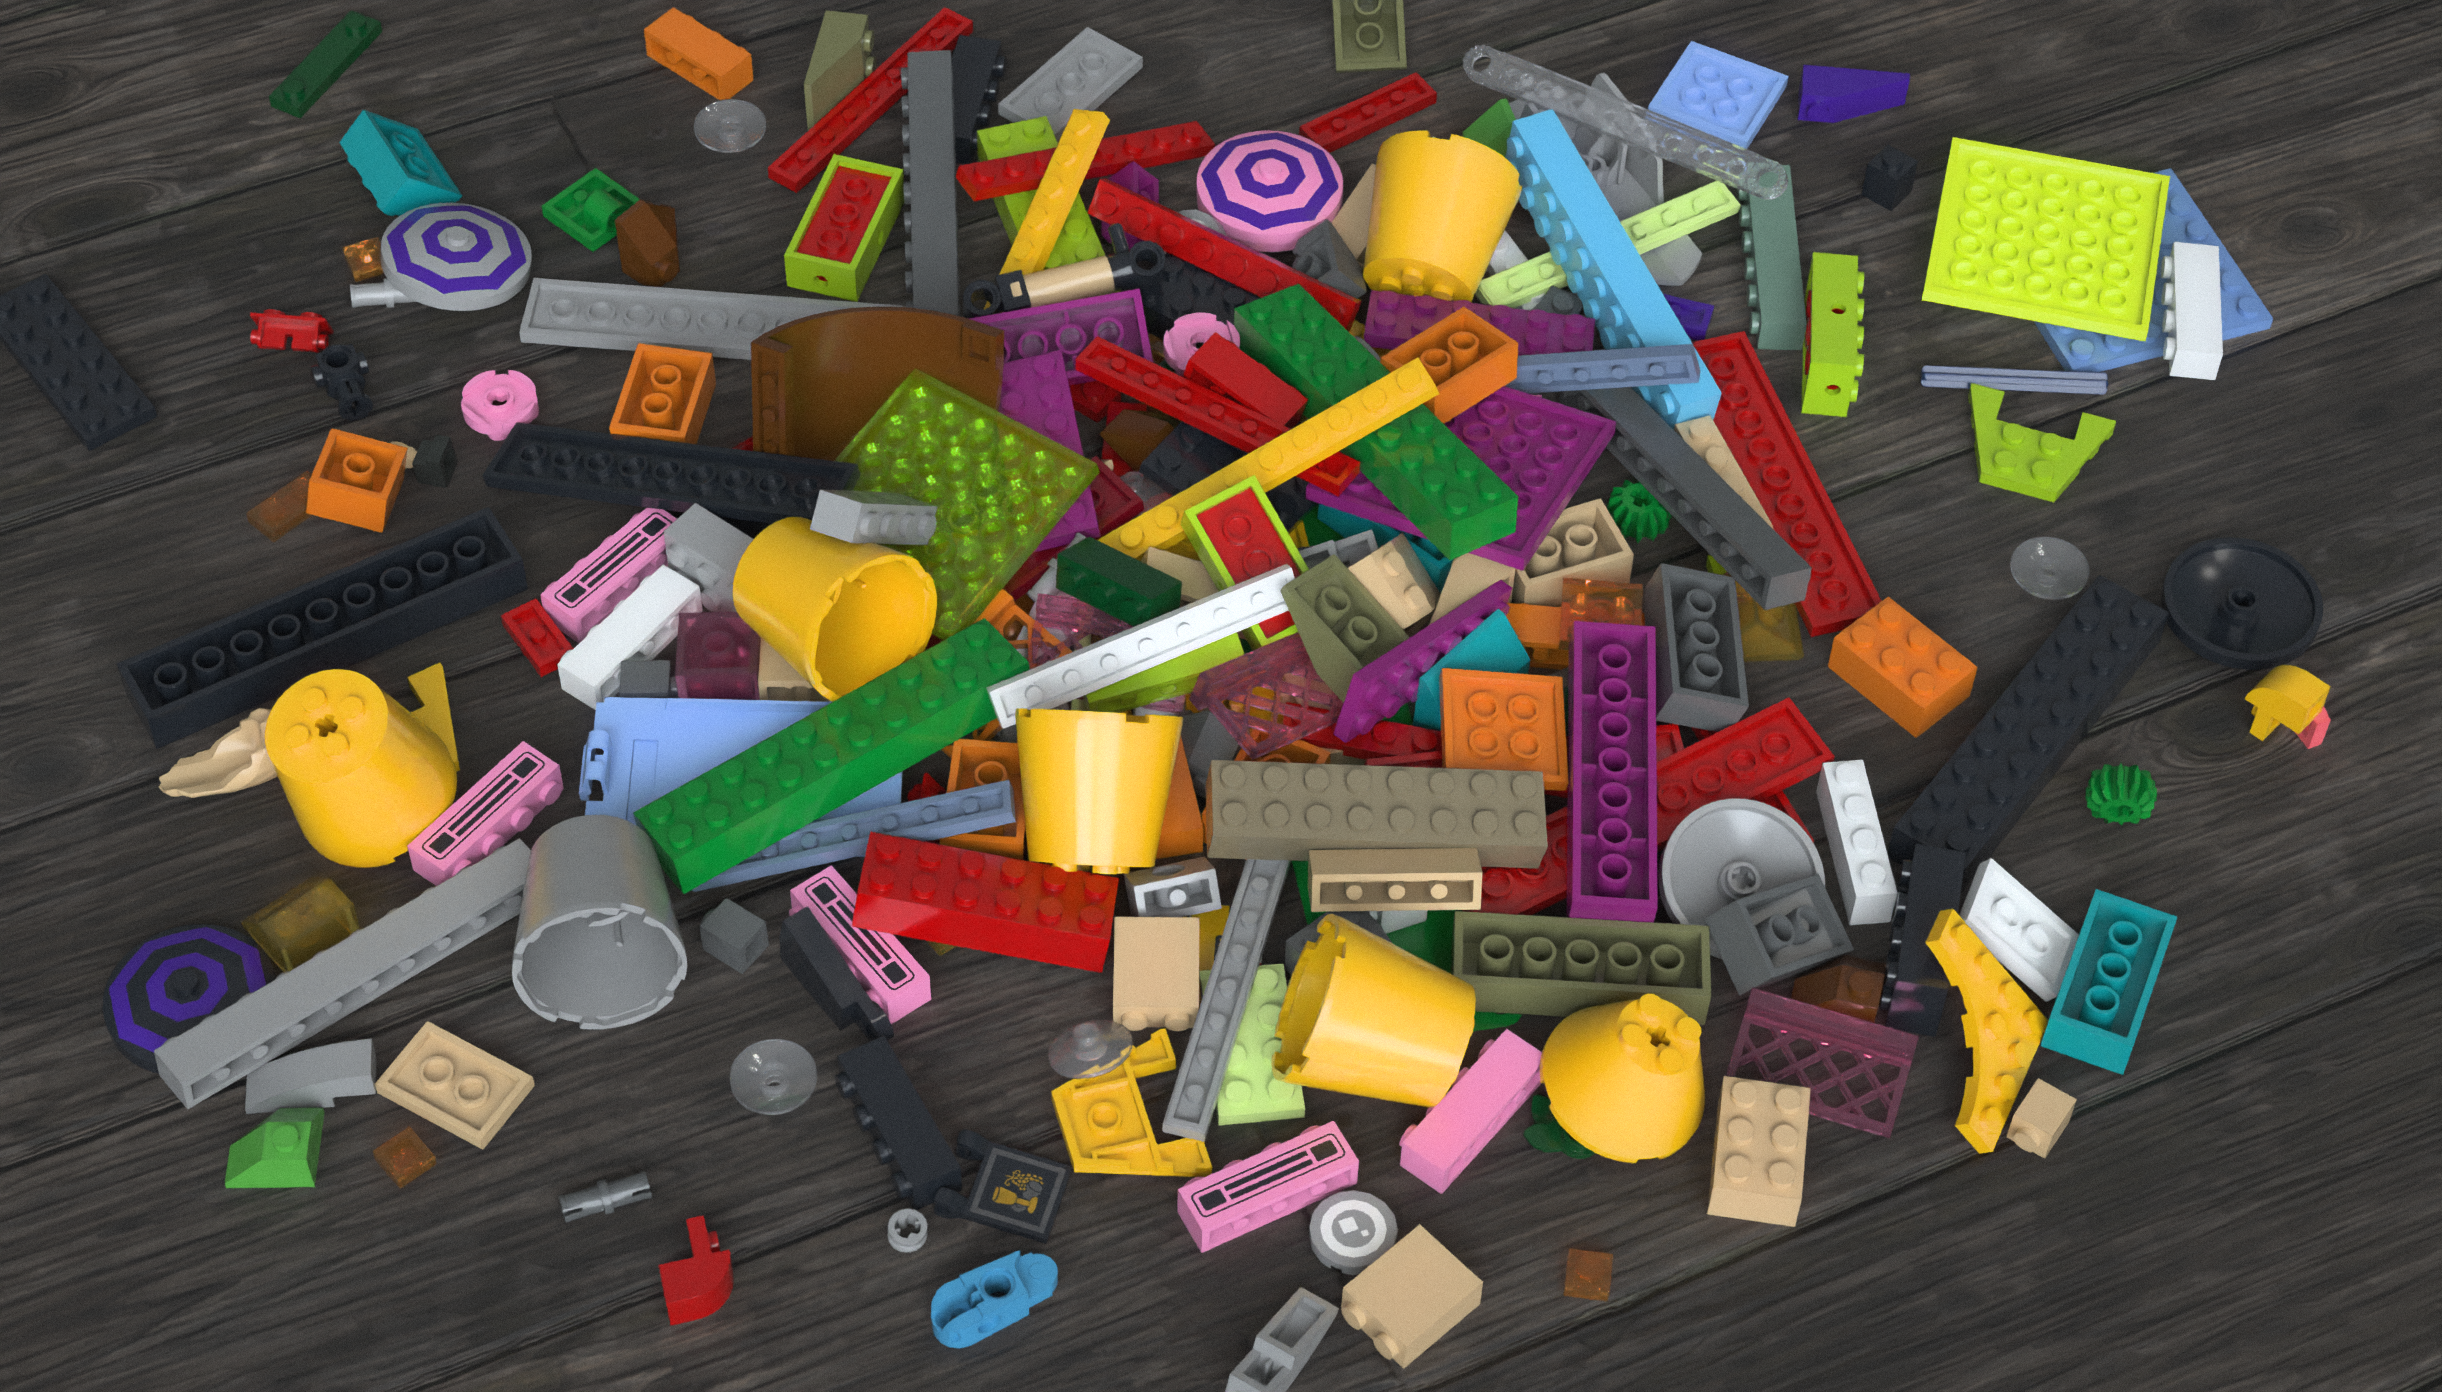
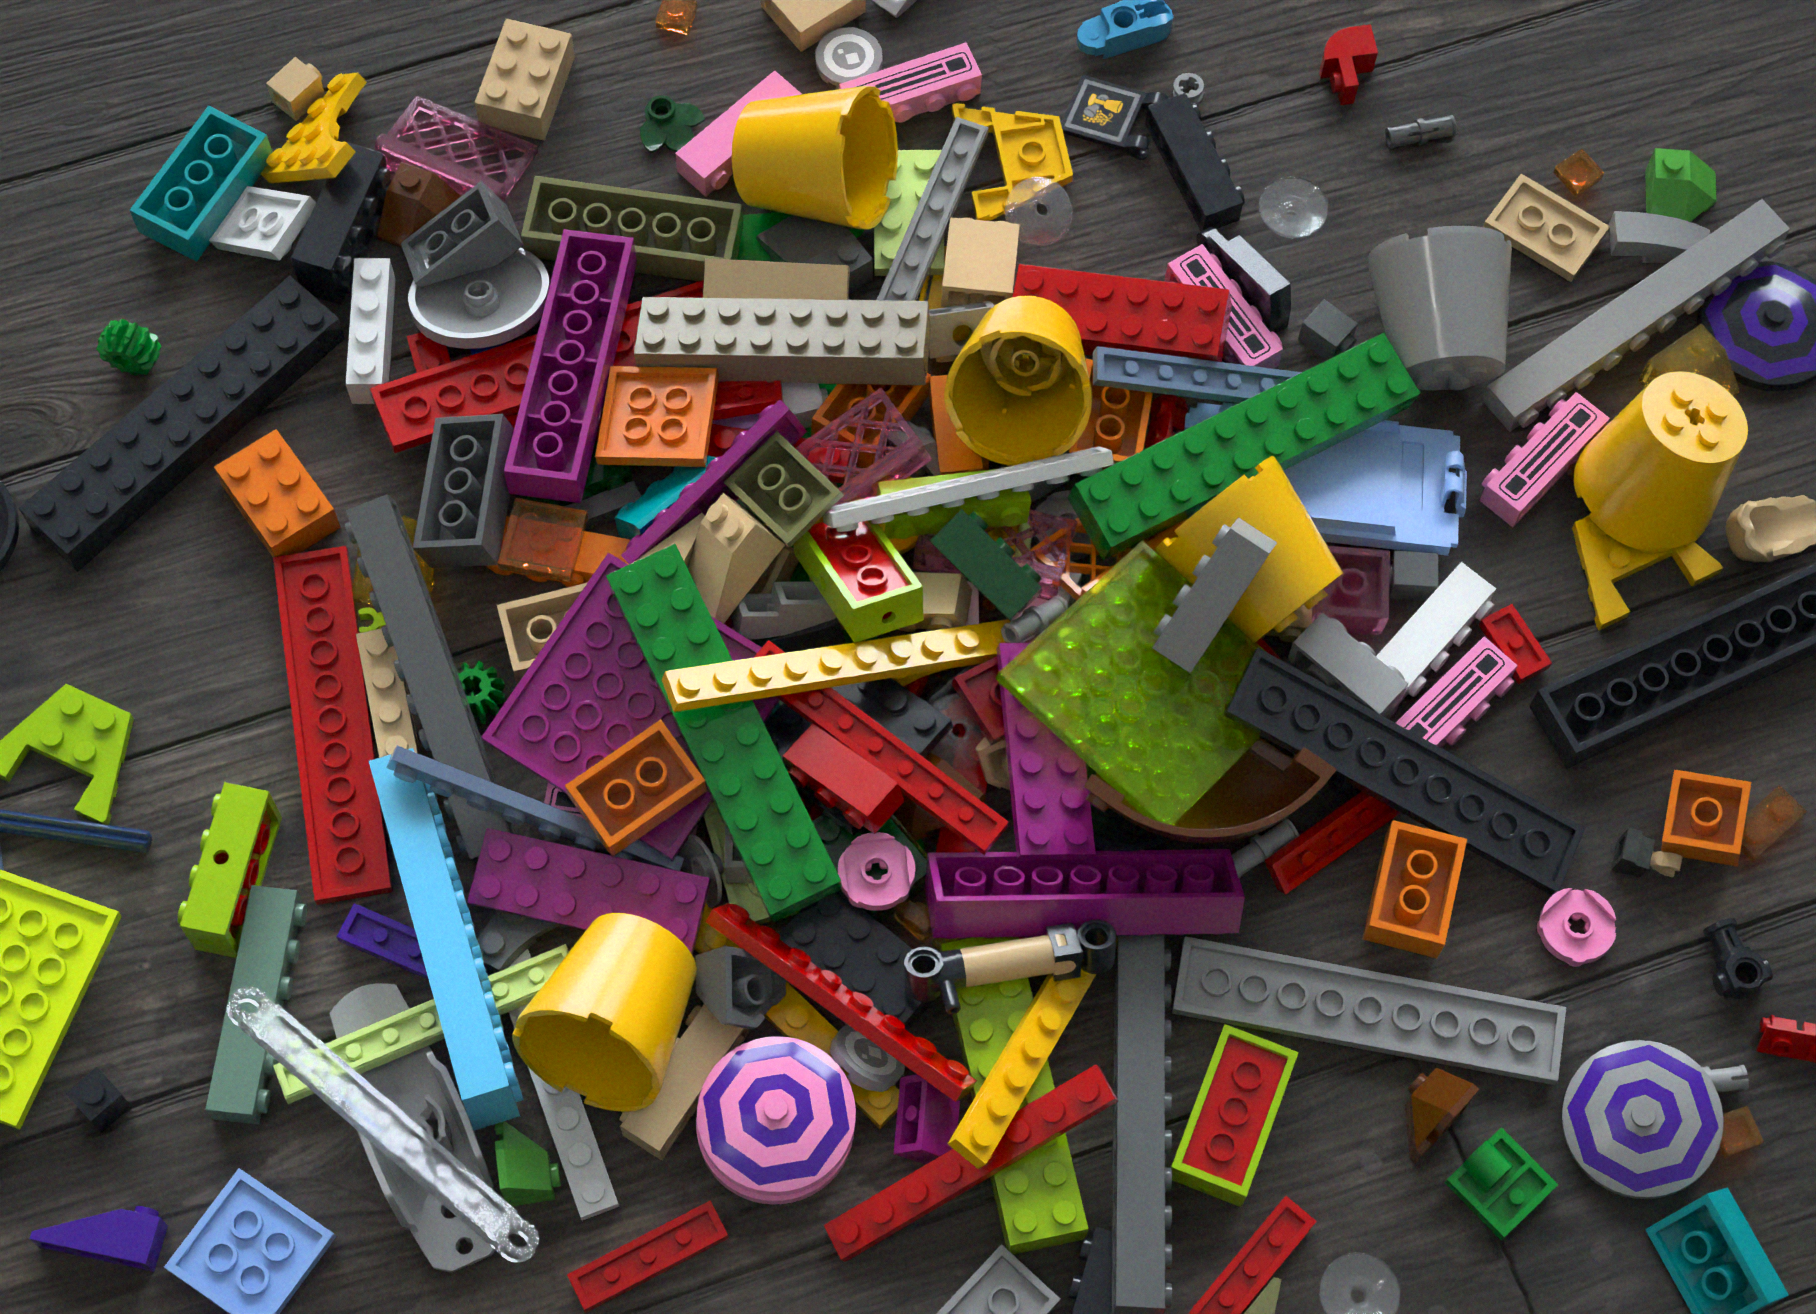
camera: 175 degrees left, 15 degrees up
(1626, 1078) = (615, 129): yellow cone -> none
(2049, 568) = (101, 579): clear dish -> none

